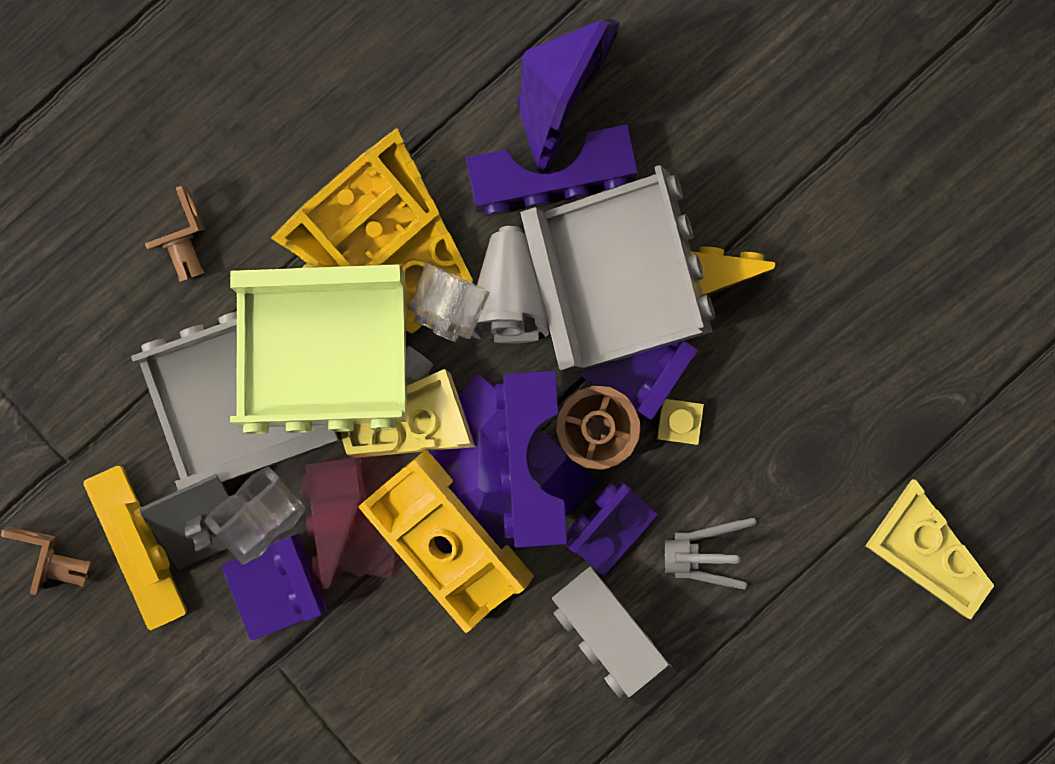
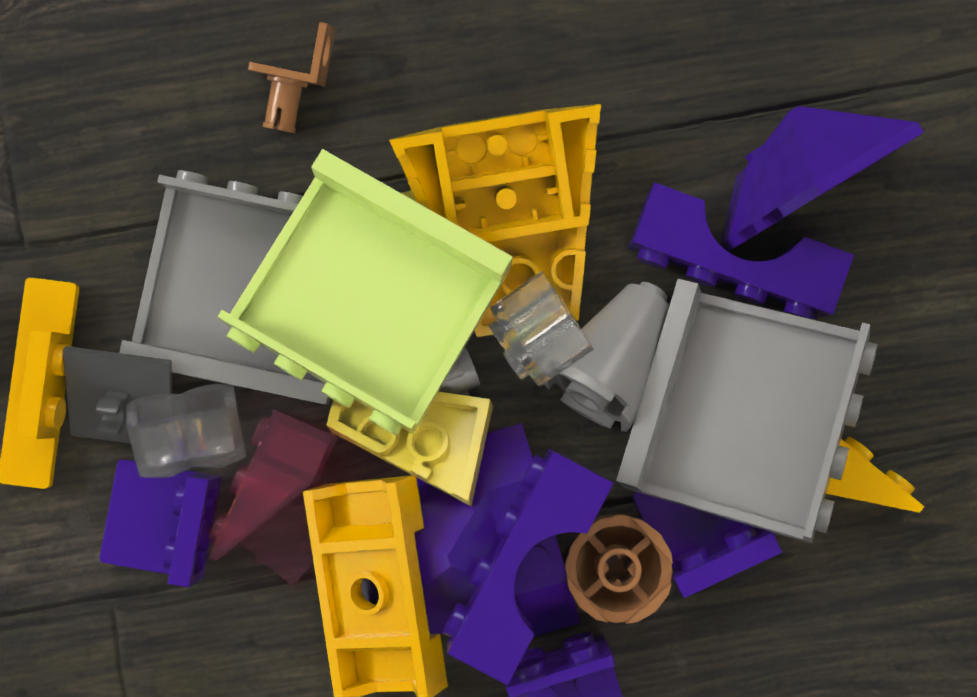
camera: 30 degrees right, 0 degrees up
(680, 421) = (709, 614): light yellow plate -> none

